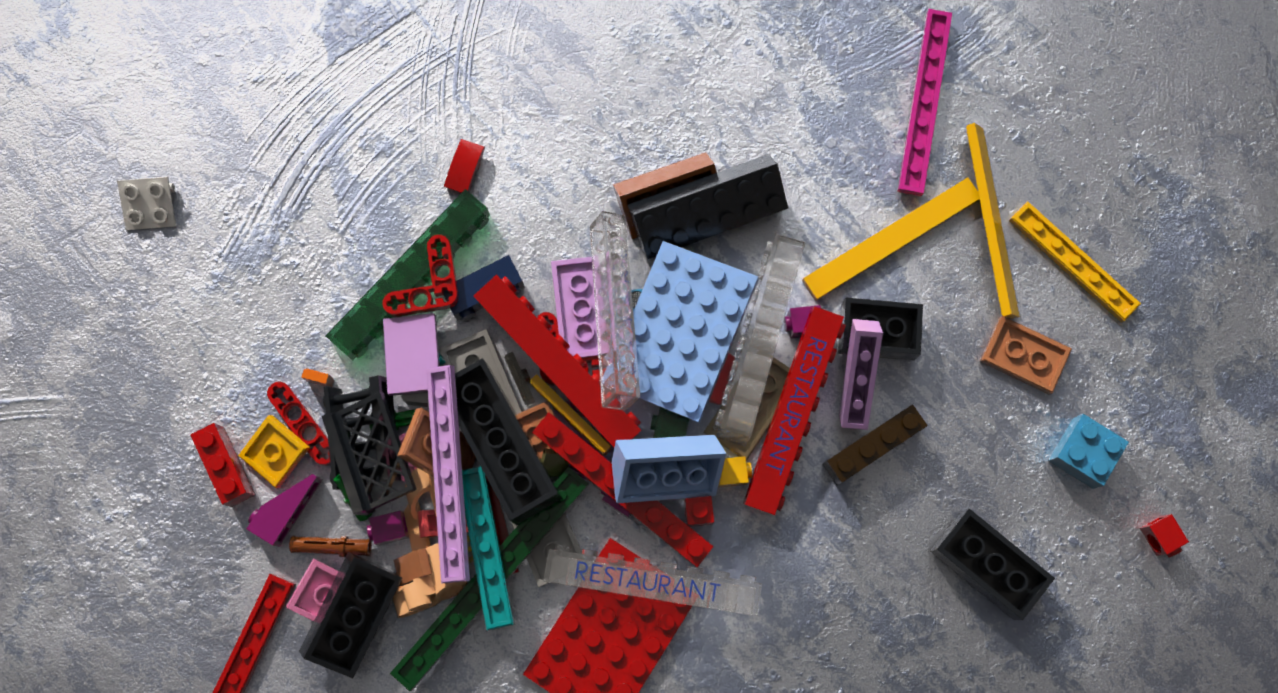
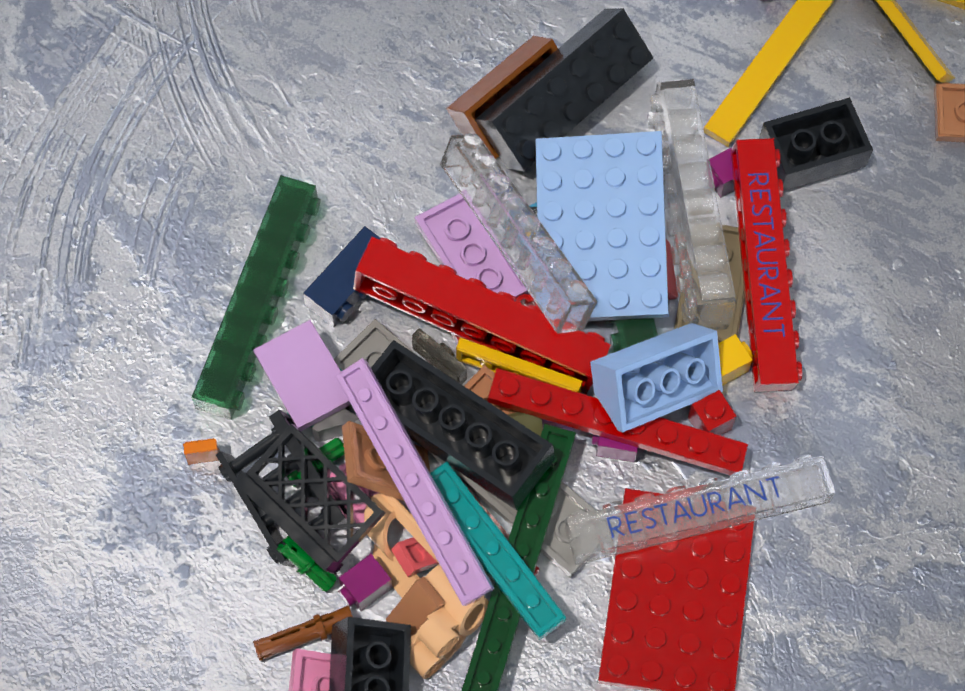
camera: 25 degrees left, 10 degrees down
(222, 465) = (133, 593): red brick -> none
(274, 451) = (186, 554): yellow tile -> none
(279, 515) = (227, 620): magenta slope -> none
(299, 425) = (202, 516): red beam -> none
(438, 285) = (300, 289): red beam -> none
(464, 165) = (264, 155): red slope -> none
(860, 374) = (819, 193): lavender brick -> none
(874, 444) = (868, 268): dark brown brick -> none

